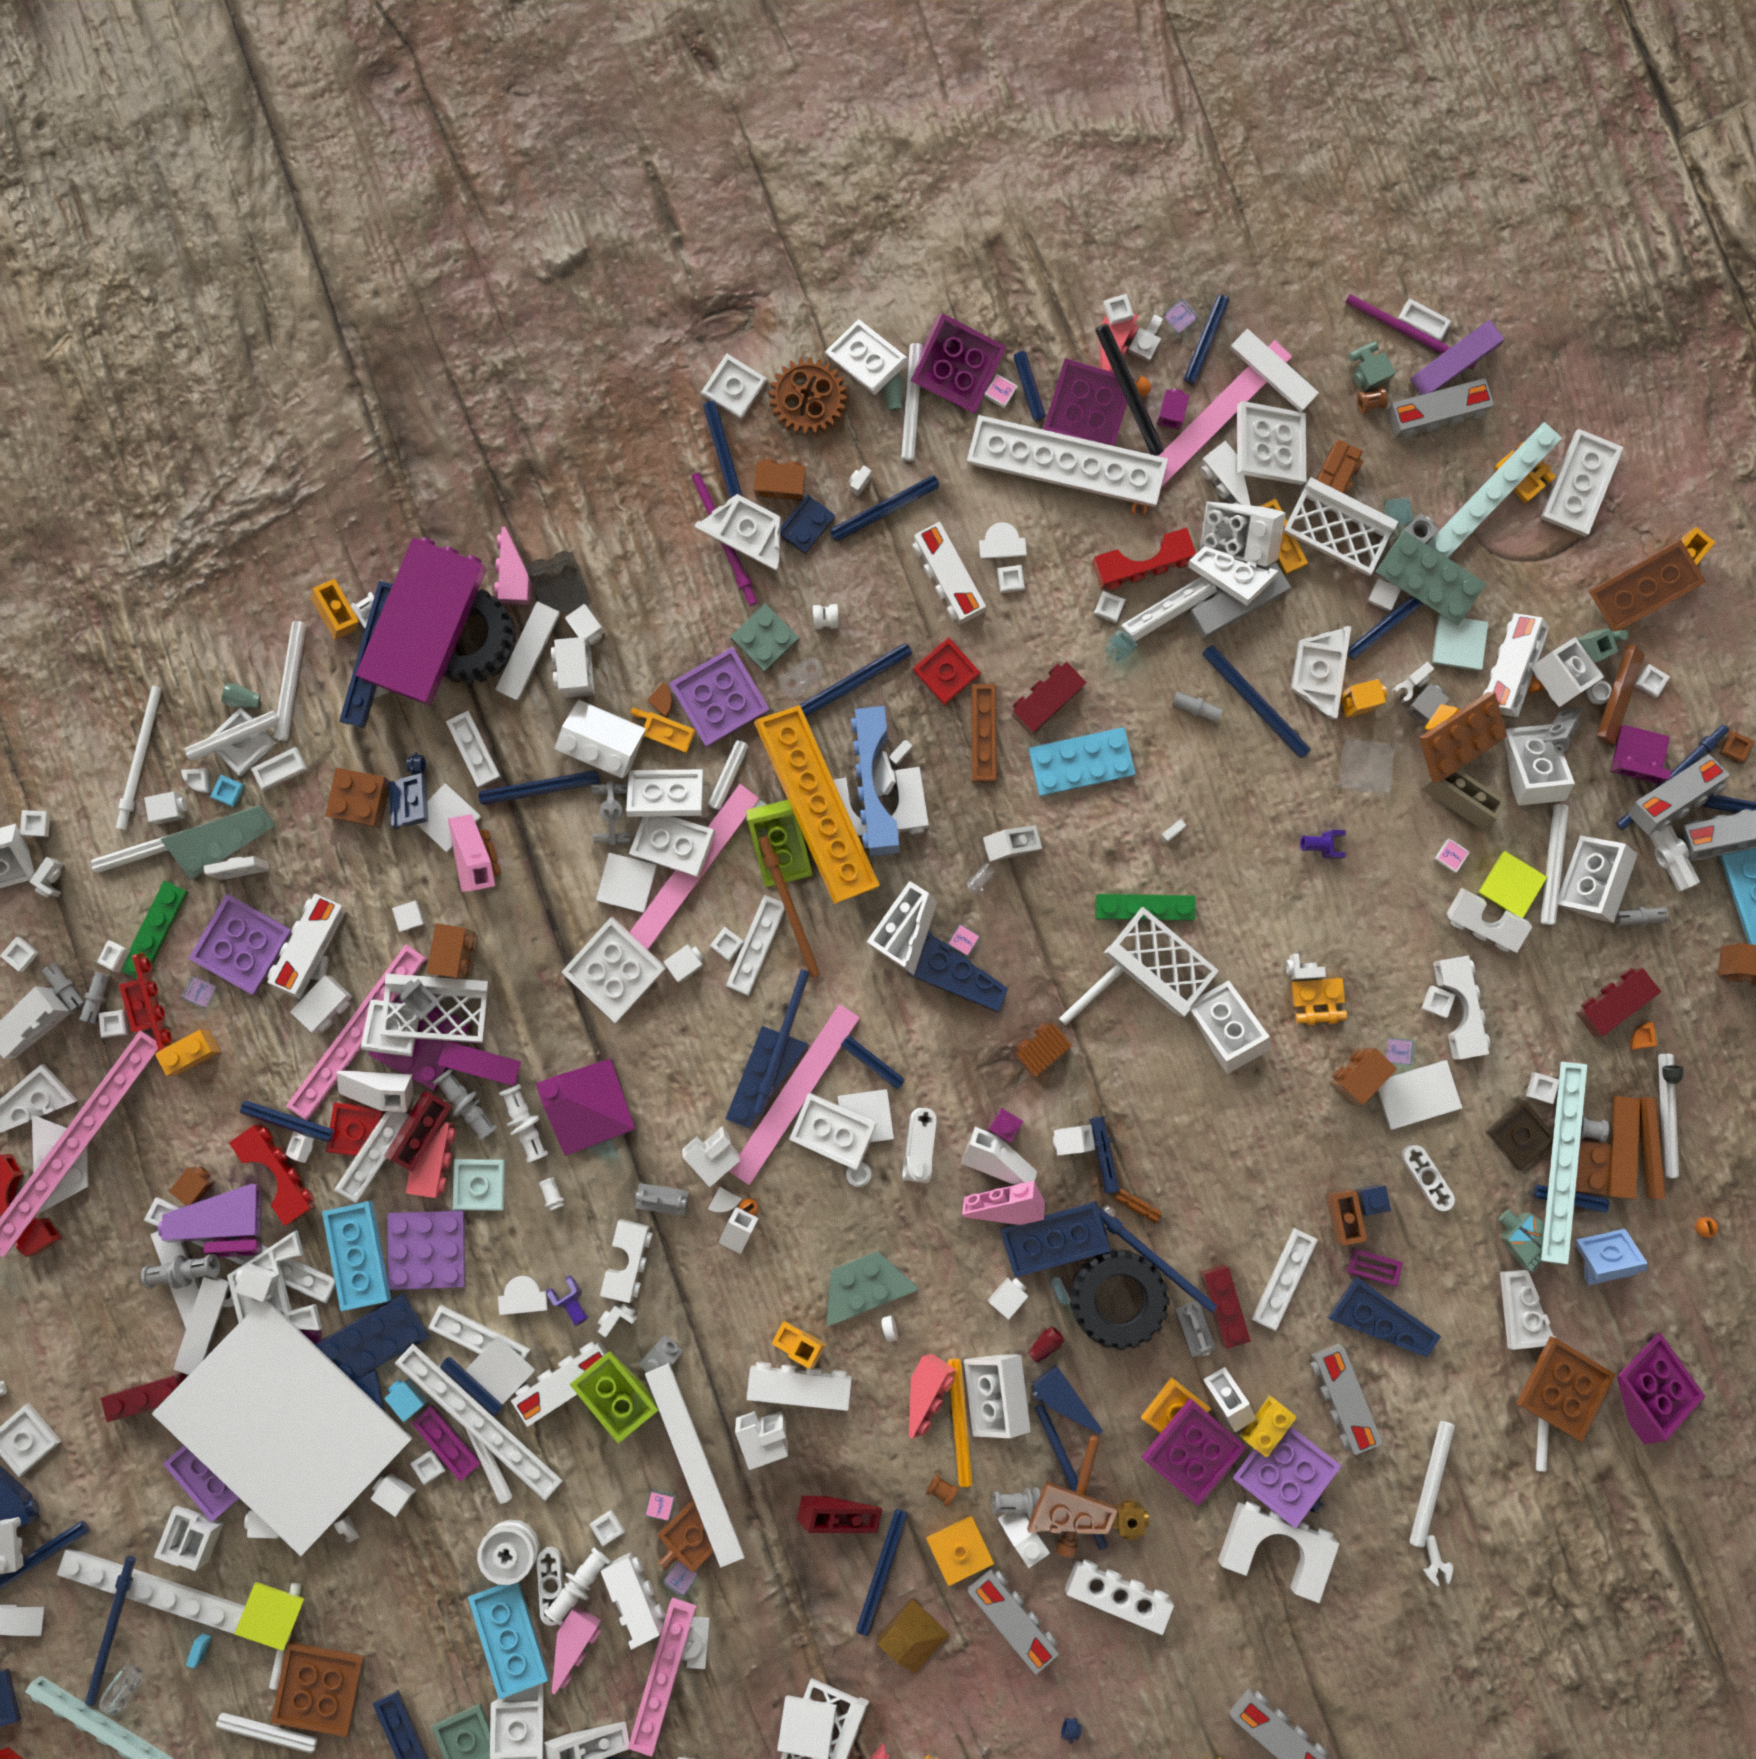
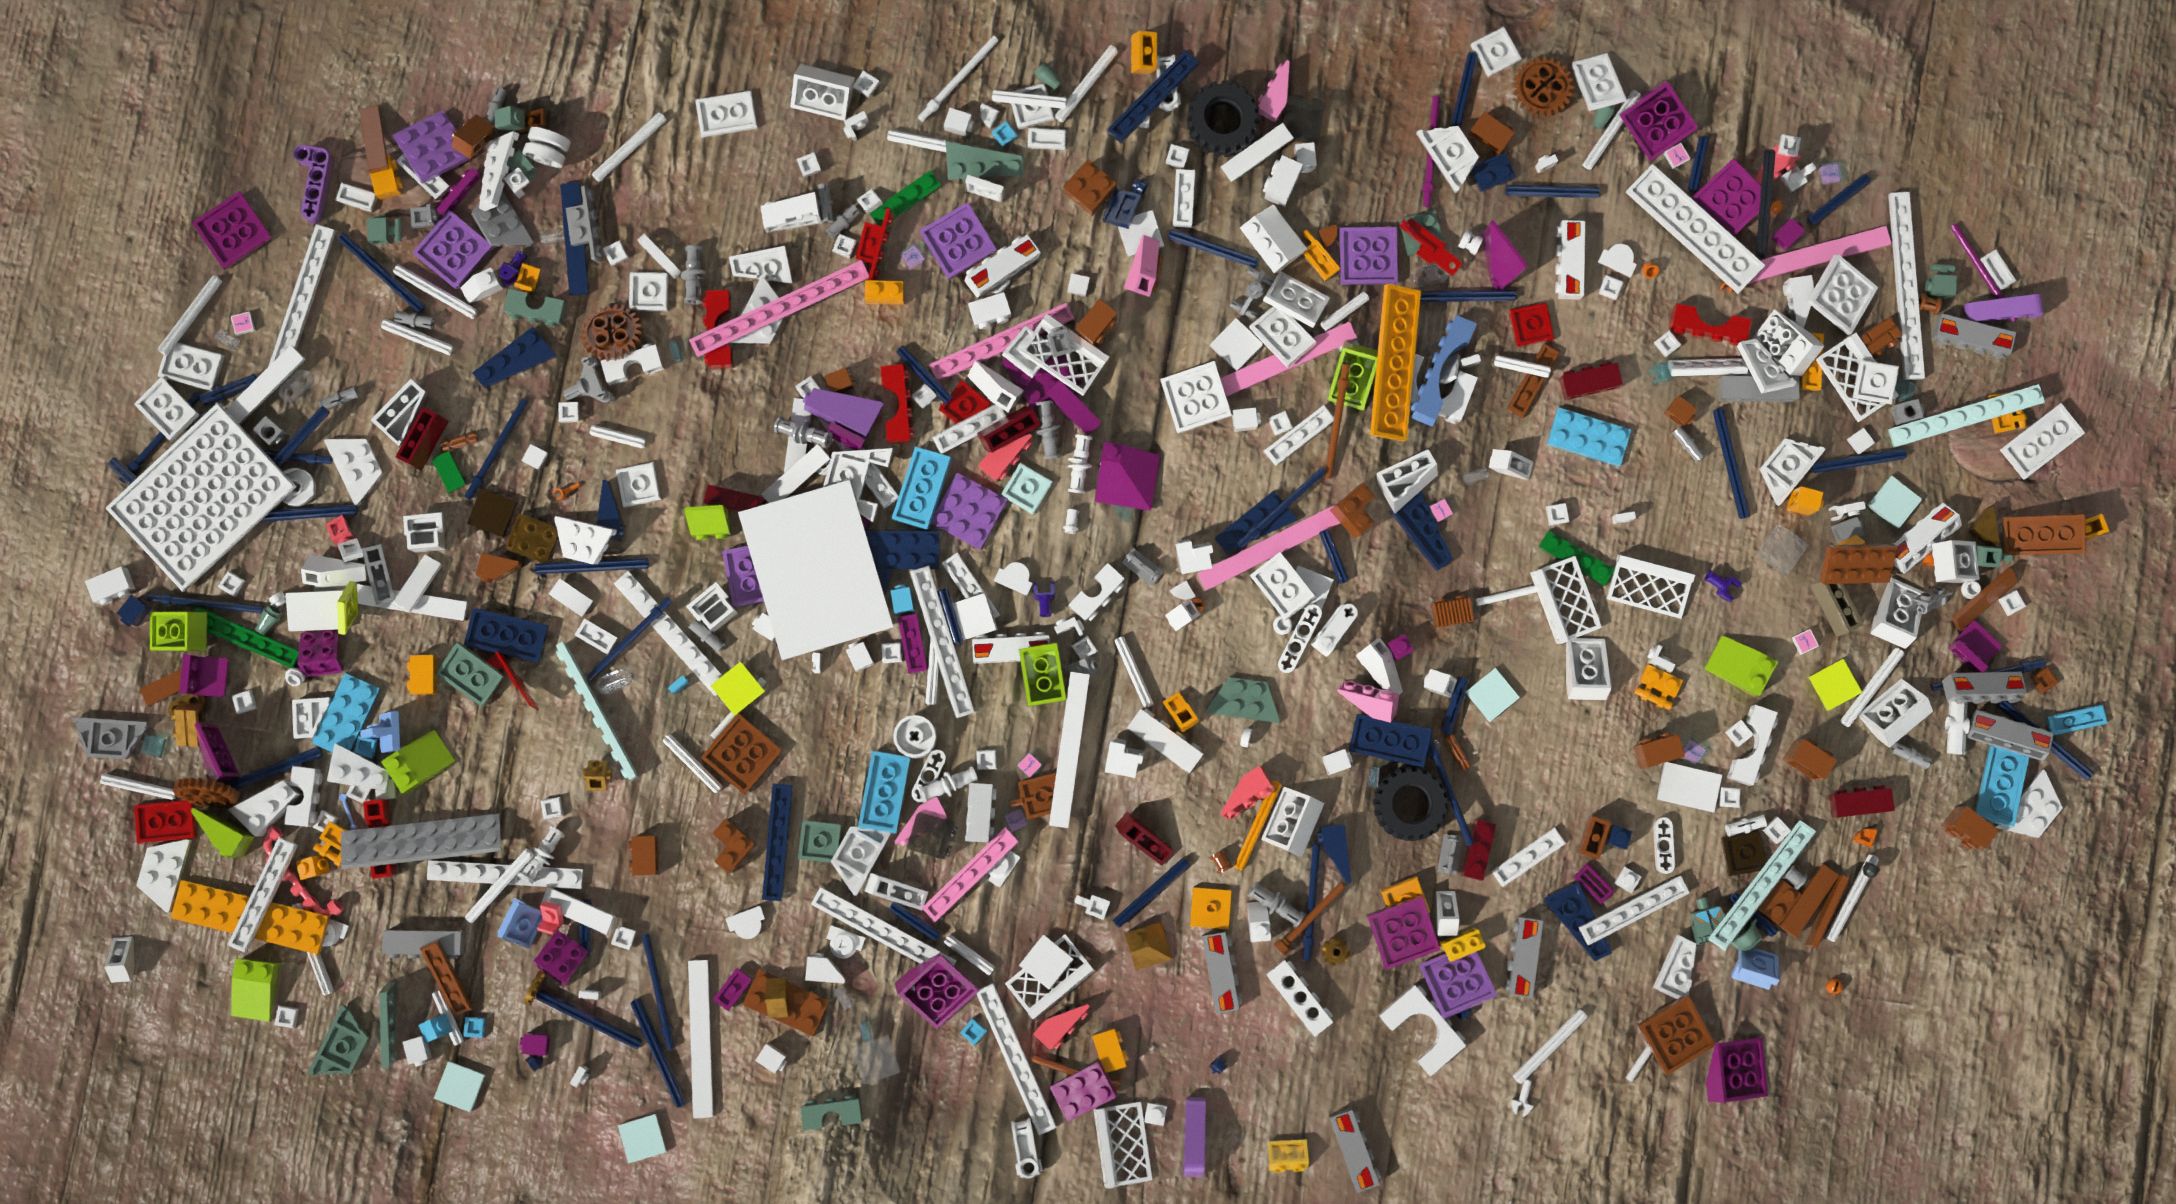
camera: 30 degrees right, 0 degrees up
(70, 1649) = (596, 636): none -> white plate
(126, 1441) = (708, 521): none -> lime slope
(205, 1574) = (706, 635): none -> light grey pin
(256, 1282) = (850, 466): white brick -> none
(422, 620) = (1201, 93): magenta brick -> none
(441, 707) = (1177, 156): none -> white plate
(593, 1658) = (932, 835): none -> clear smoke bracket
(648, 1332) = (1084, 648): none -> white tile
(720, 1327) = (1134, 672): none -> white axle
(785, 647) = (1432, 248): none -> red piece
(827, 1627) = (1095, 906): none -> white plate
(861, 1001) = (1351, 512): none -> dark orange brick
(873, 618) = (1502, 259): none -> magenta slope
(886, 1179) = (1297, 637): none -> white beam
(962, 724) = (1522, 366): none -> white axle
(1043, 535) = (1650, 270): none -> orange hinge
(1046, 1344) = (1346, 806): dark red cone -> none
(1070, 1511) = (1298, 920): wing -> none
(1096, 870) = (1557, 514): none -> white plate
(1139, 1117) = (1492, 694): none -> light aqua tile
(1168, 675) = (1681, 411): none -> dark orange brick
(1246, 870) = (1655, 570): none -> white fence
(1274, 370) = (1873, 246): white tile -> none
(1335, 394) = (1906, 286): none -> white plate
(1364, 520) = (1875, 382): none -> white tile
(1397, 924) = (1741, 666): none -> lime slope
(1409, 1240) = (1627, 879): none -> white plate
(1430, 578) = (1899, 446): sand green plate -> none
(1437, 1274) = (1634, 910): none -> white plate
(1469, 1080) = (1729, 797): none -> white tile
(1493, 1115) = (1745, 825): none -> white pin
(1507, 932) = (1812, 713): white arch -> none
(1534, 988) = (1810, 759): none -> dark orange brick
(1576, 613) = (1986, 527): none -> pearl gold slope
(1582, 1230) = (1748, 936): none -> sand green piece

